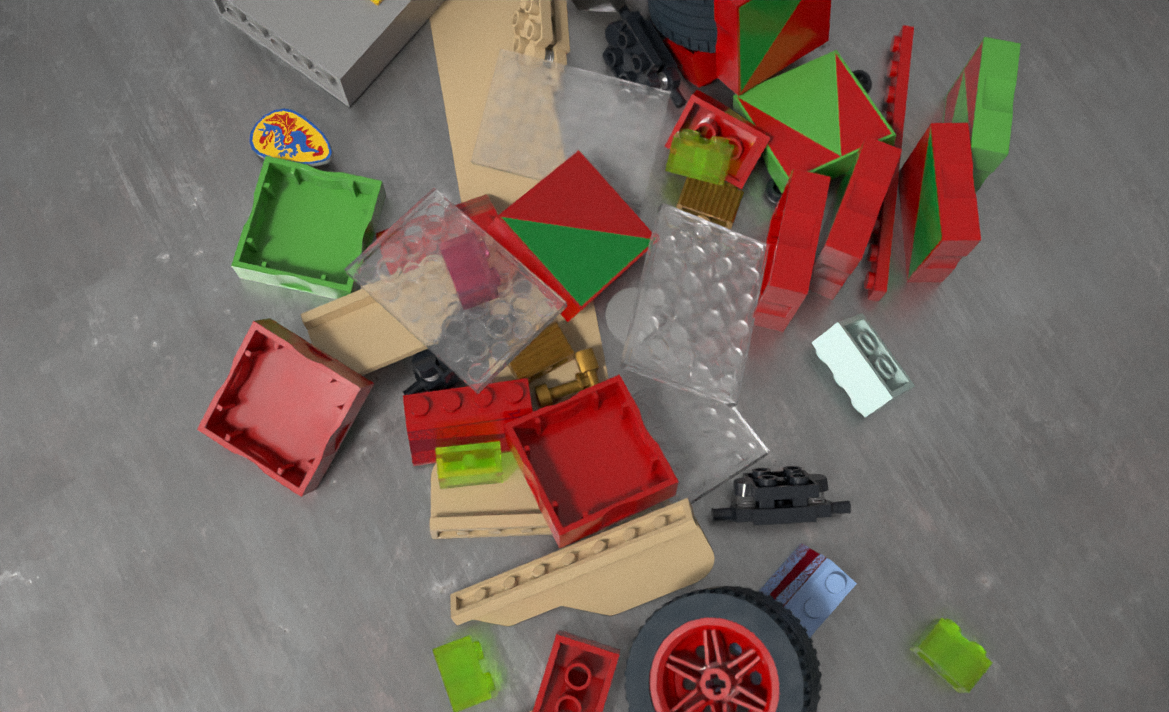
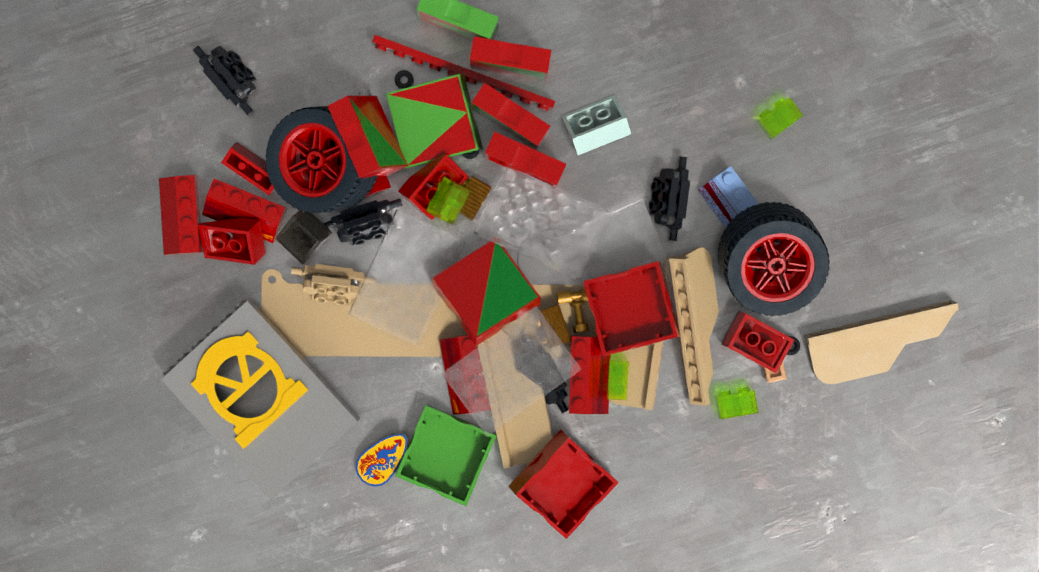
camera: 75 degrees left, 15 degrees up
(469, 270) = (506, 361): clear pink brick -> none

